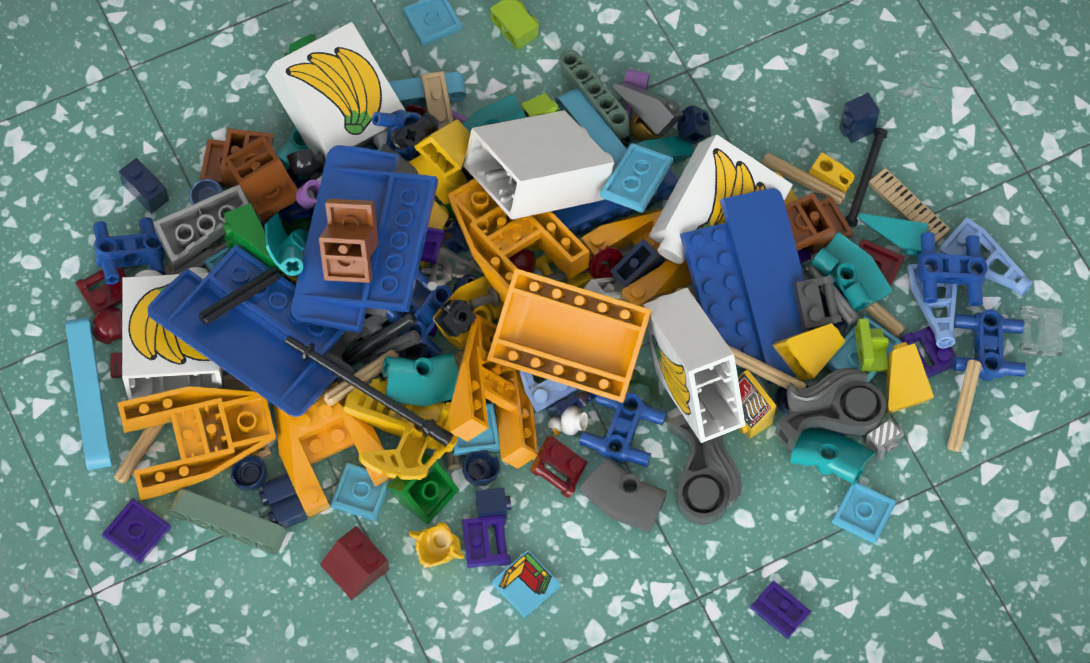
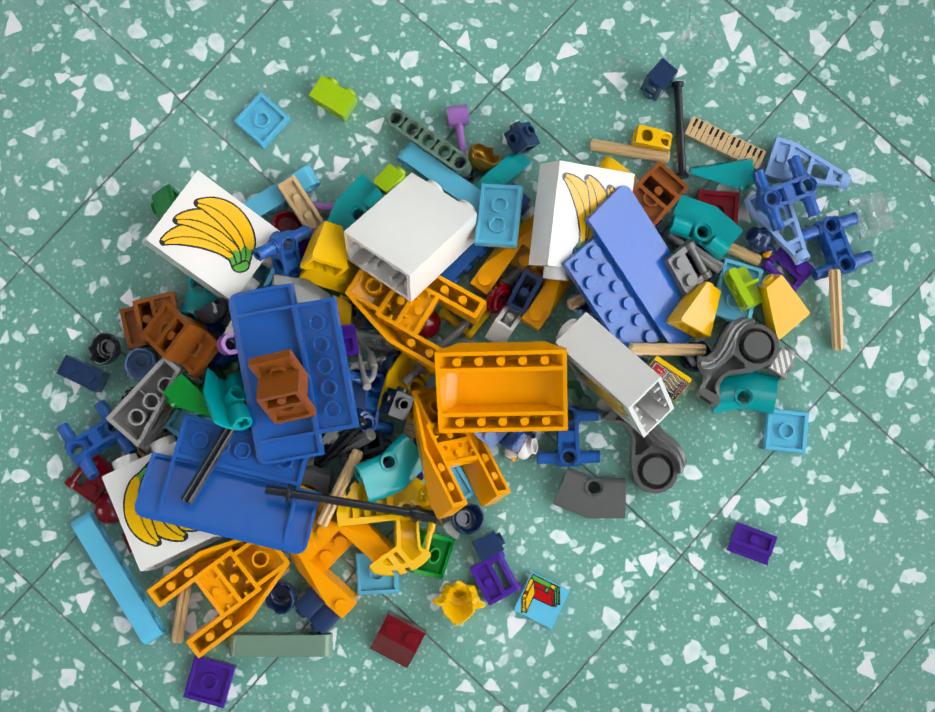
camera: 20 degrees left, 20 degrees up
(176, 170) = (105, 349): none -> black hair
(414, 132) = (295, 253): black connector -> none
(561, 460) = (530, 486): dark red plate -> none
(654, 109) = (482, 138): dark grey slope -> none
(907, 310) = (759, 241): none -> dark blue animal

